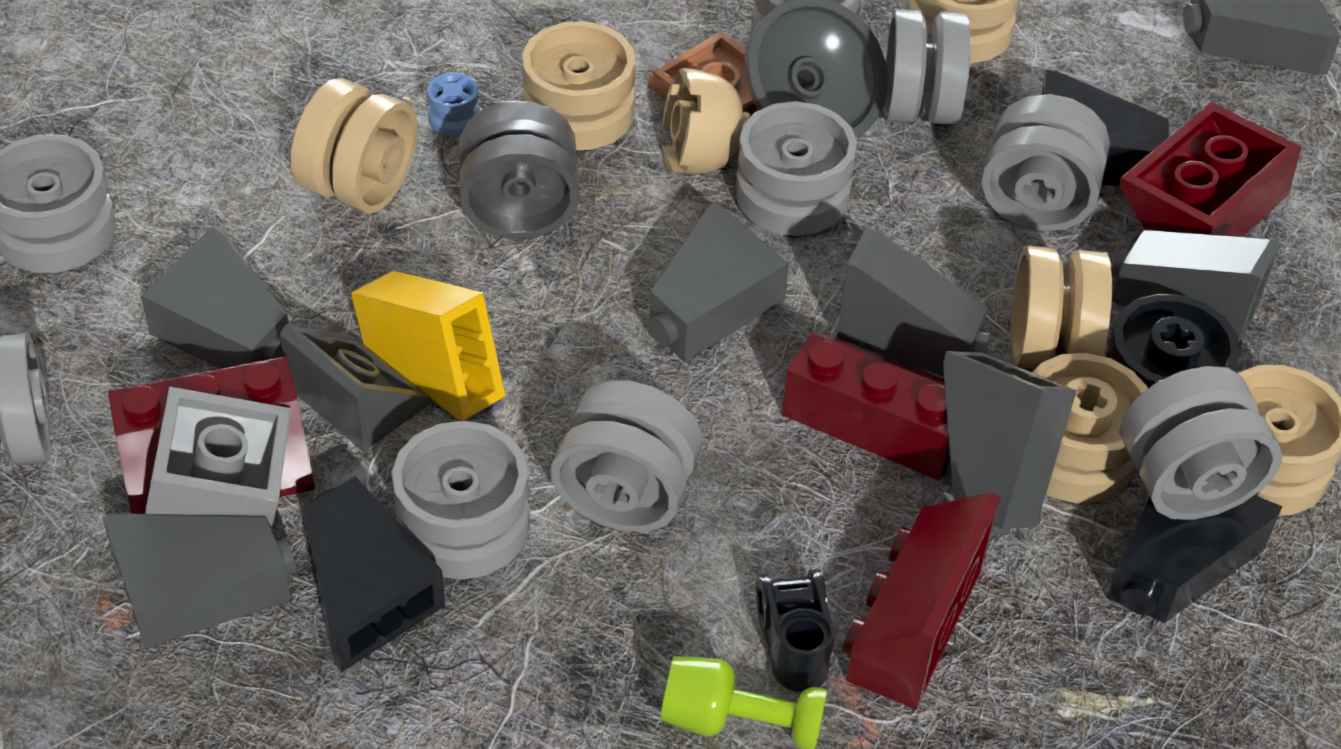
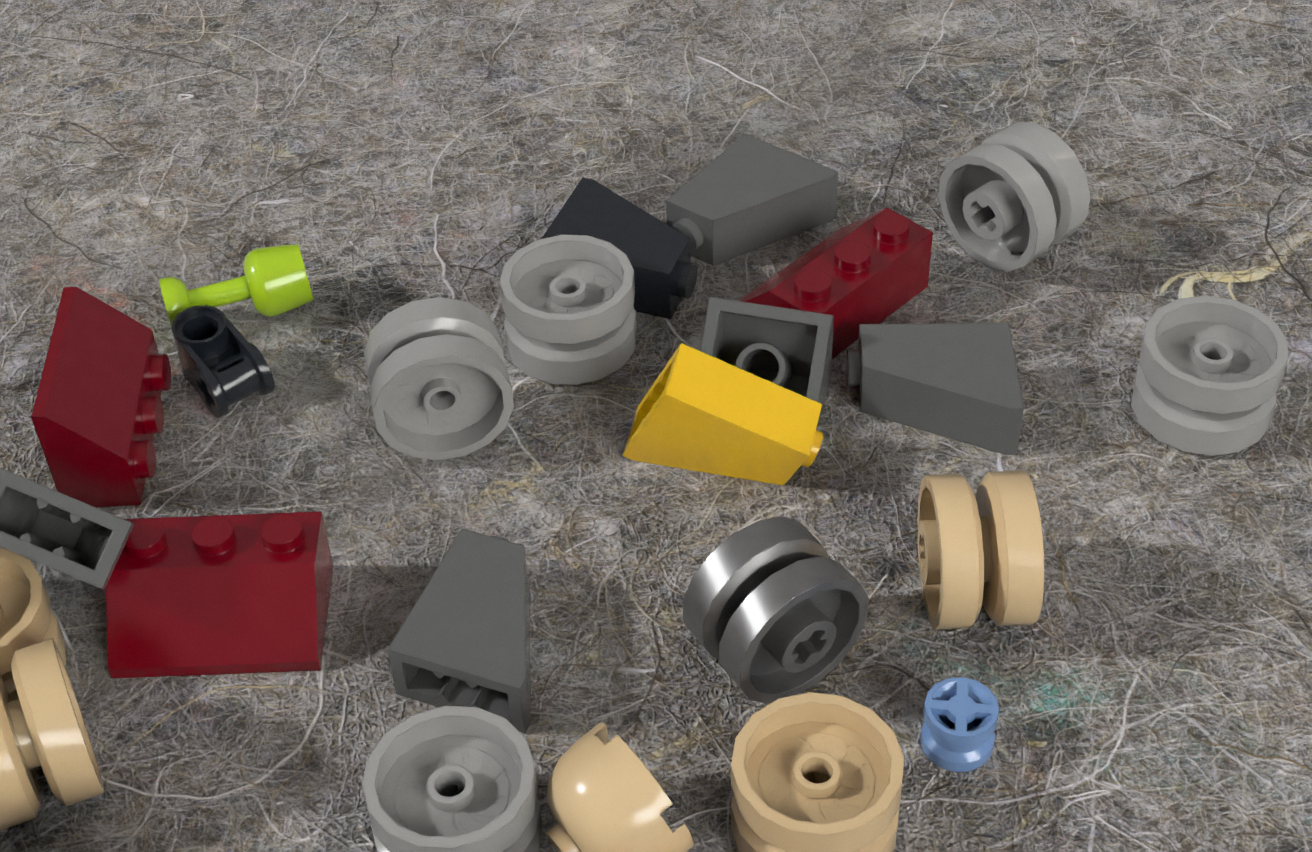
camera: 155 degrees right, 5 degrees down
(218, 457) = (780, 223): light grey slope -> none
(907, 307) = (220, 675): dark grey slope -> none

